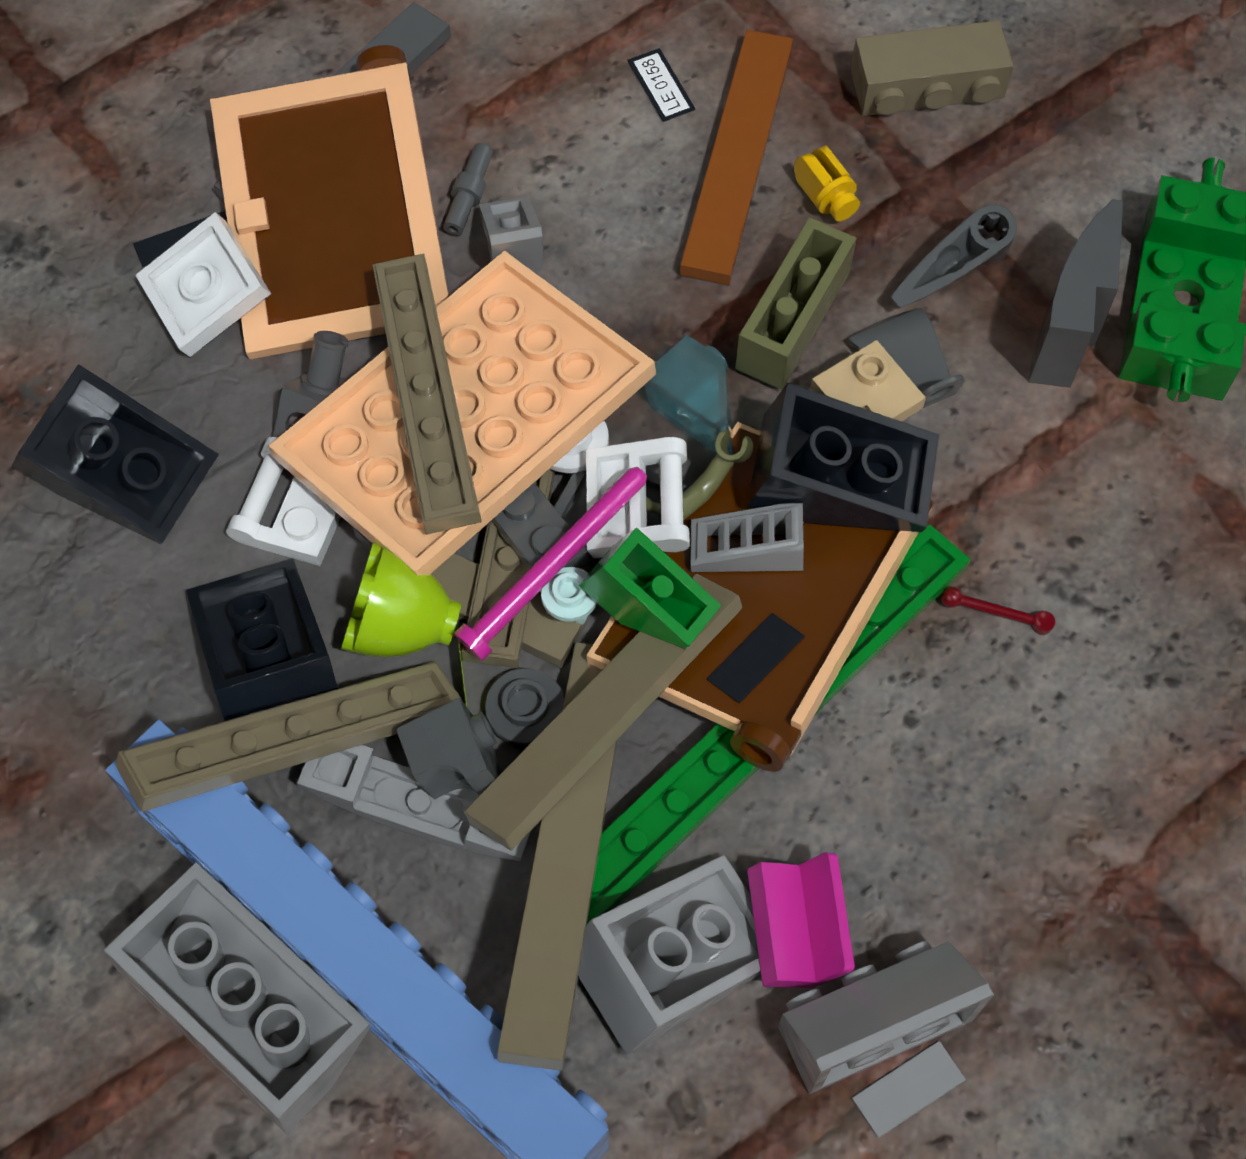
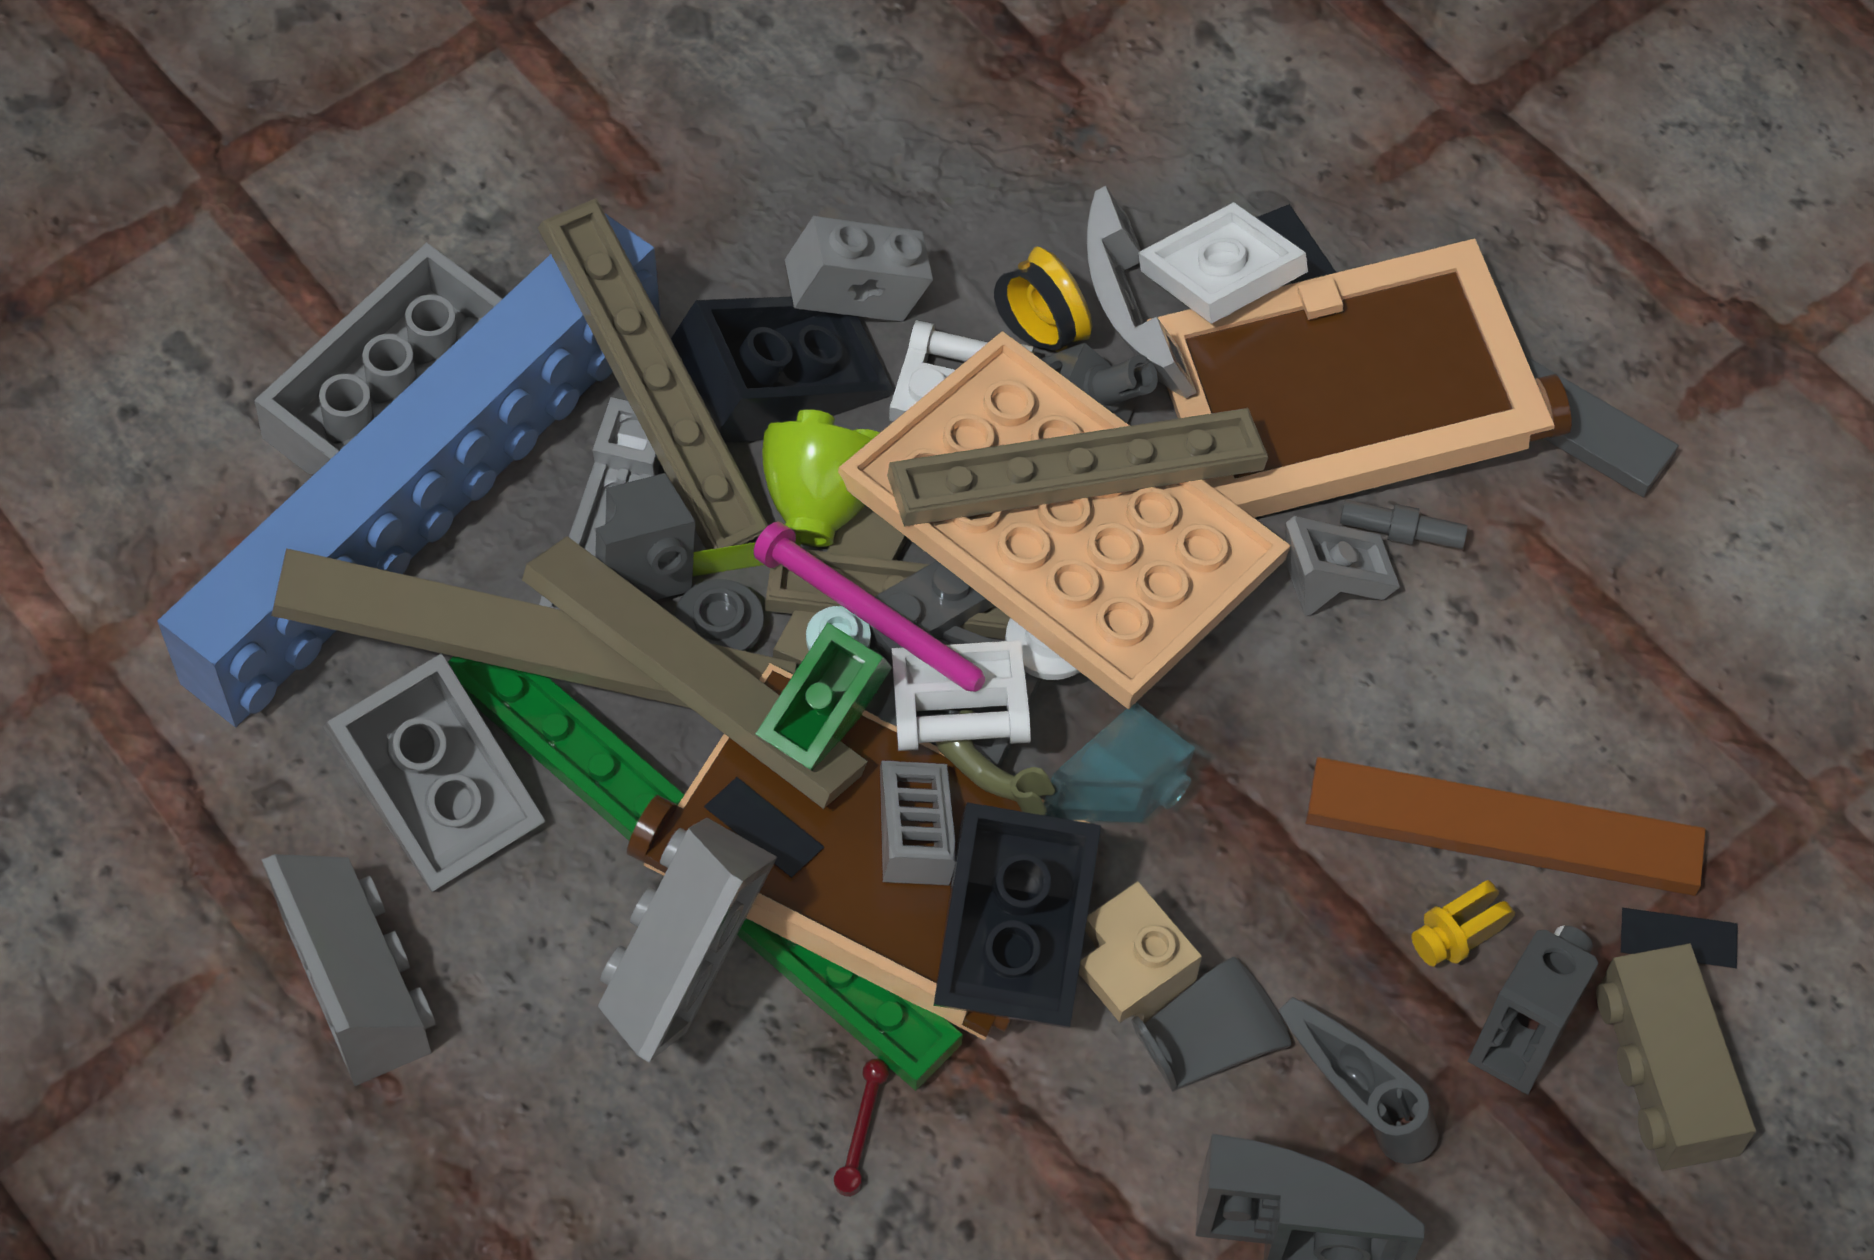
camera: 85 degrees right, 5 degrees down
(114, 456) = (998, 199): black slope -> none
(177, 565) = (858, 269): none -> light grey brick
(230, 418) = (1043, 302): none -> piece
(294, 339) = (1110, 251): none -> light grey slope
(661, 85) = (1609, 739): sticker -> none
(795, 303) = (1260, 875): olive brick -> none
(800, 922) = (459, 883): dark pink panel -> none
(825, 64) = (1711, 940): none -> black sticker
(883, 708) = (682, 935): none -> light grey slope
(901, 138) = (1544, 988): none -> dark grey torso
(908, 1089) = (282, 1017): light grey sticker -> none

